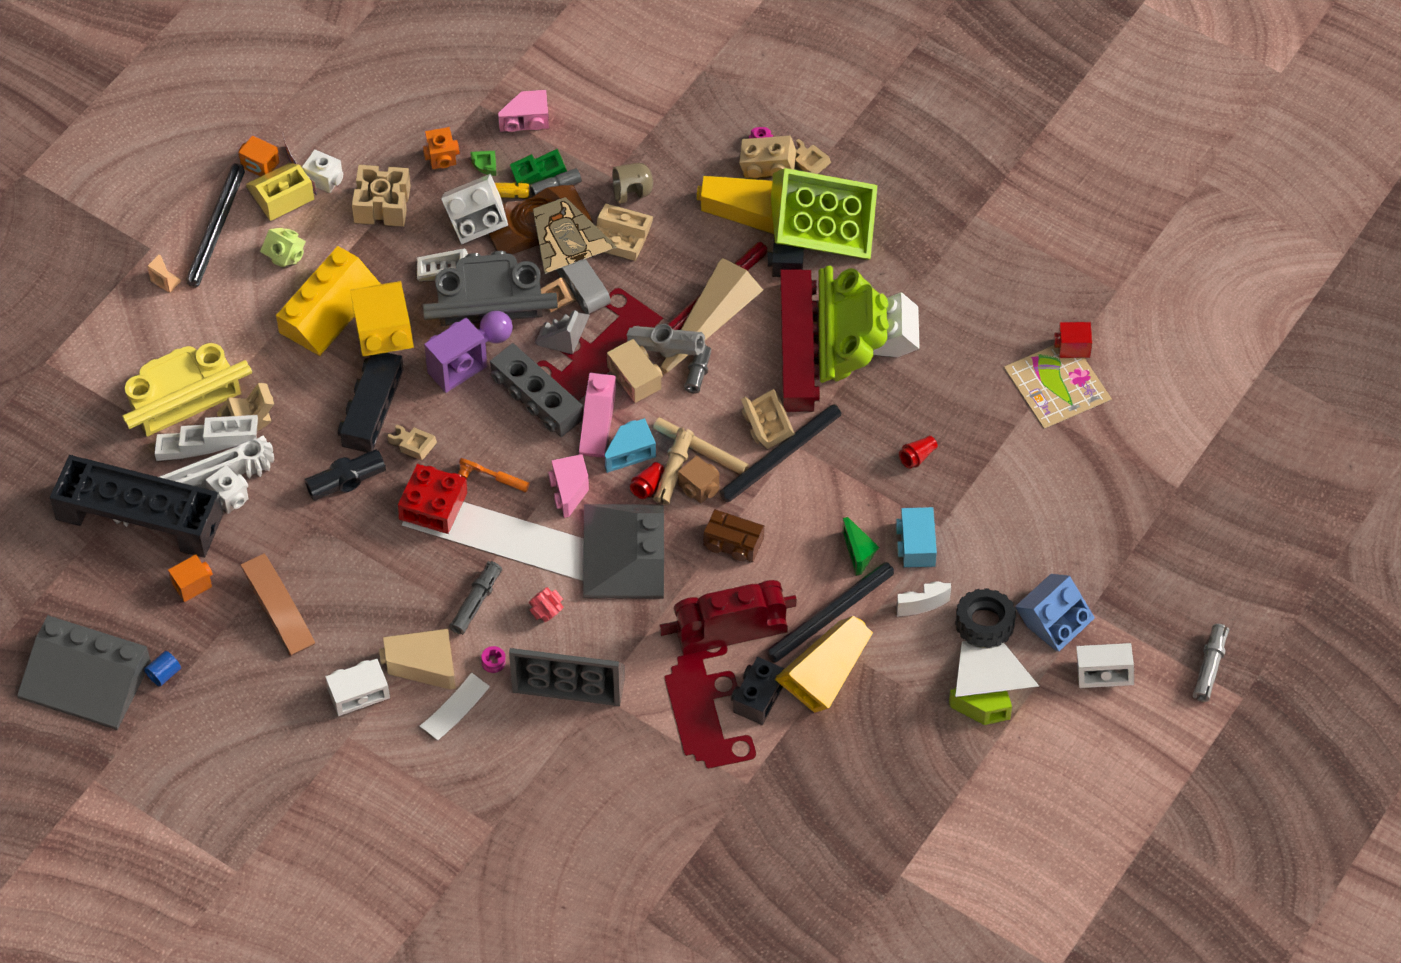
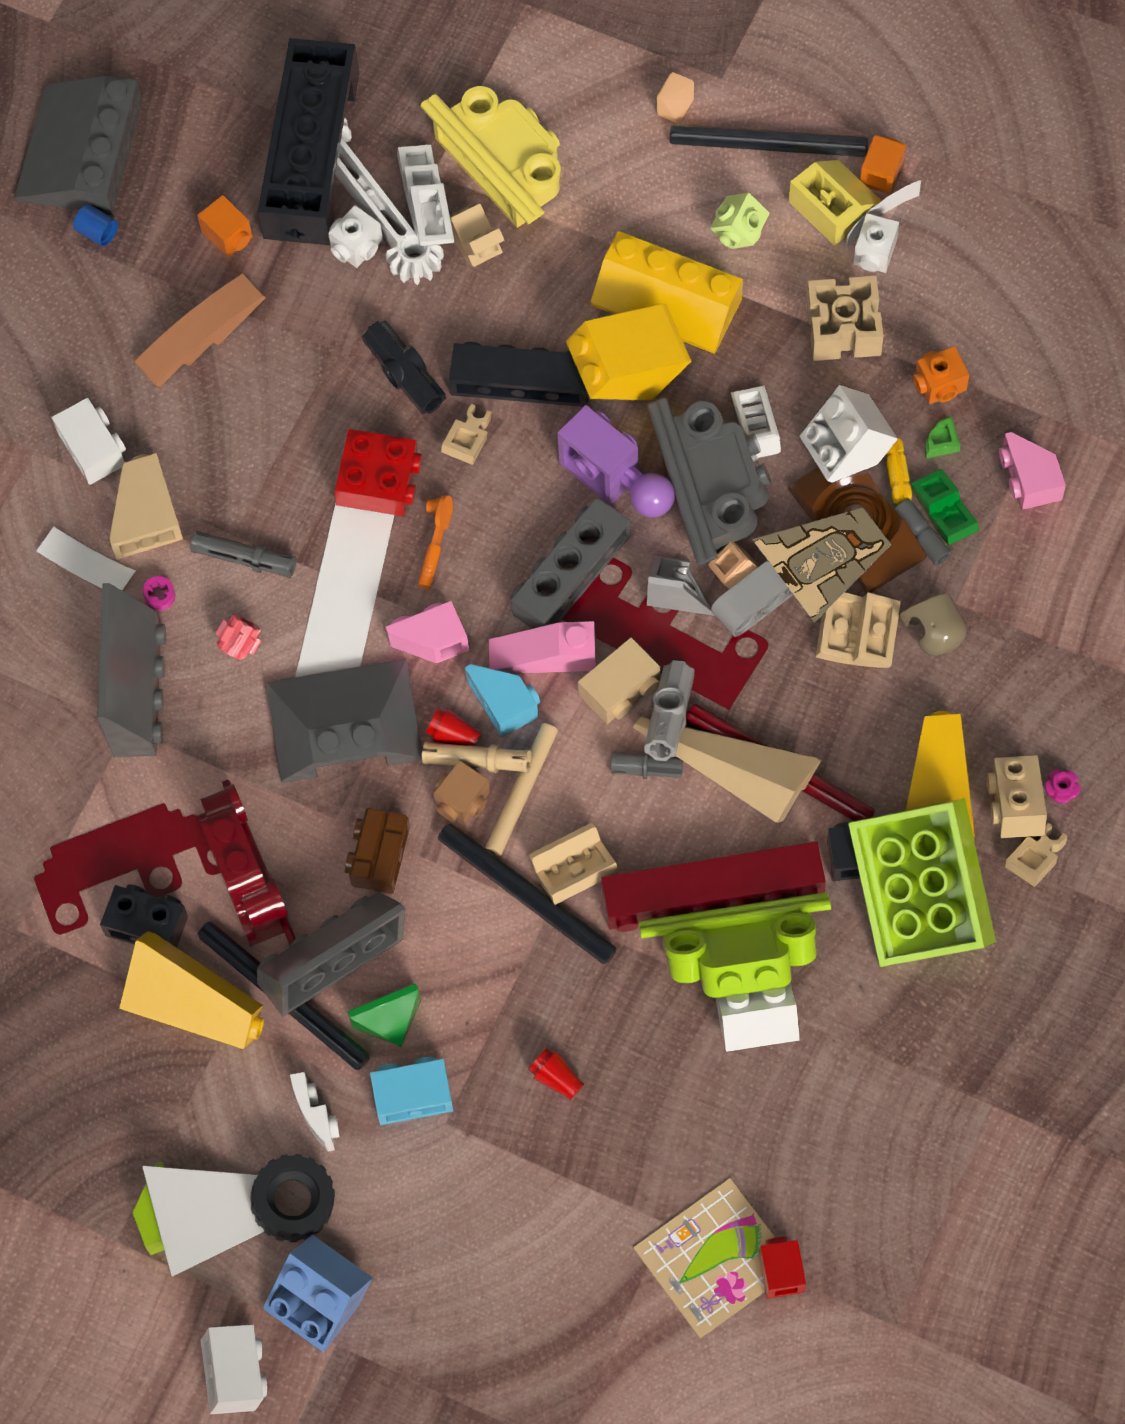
camera: 85 degrees right, 10 degrees up
(810, 565) = (331, 952): none -> dark grey slope

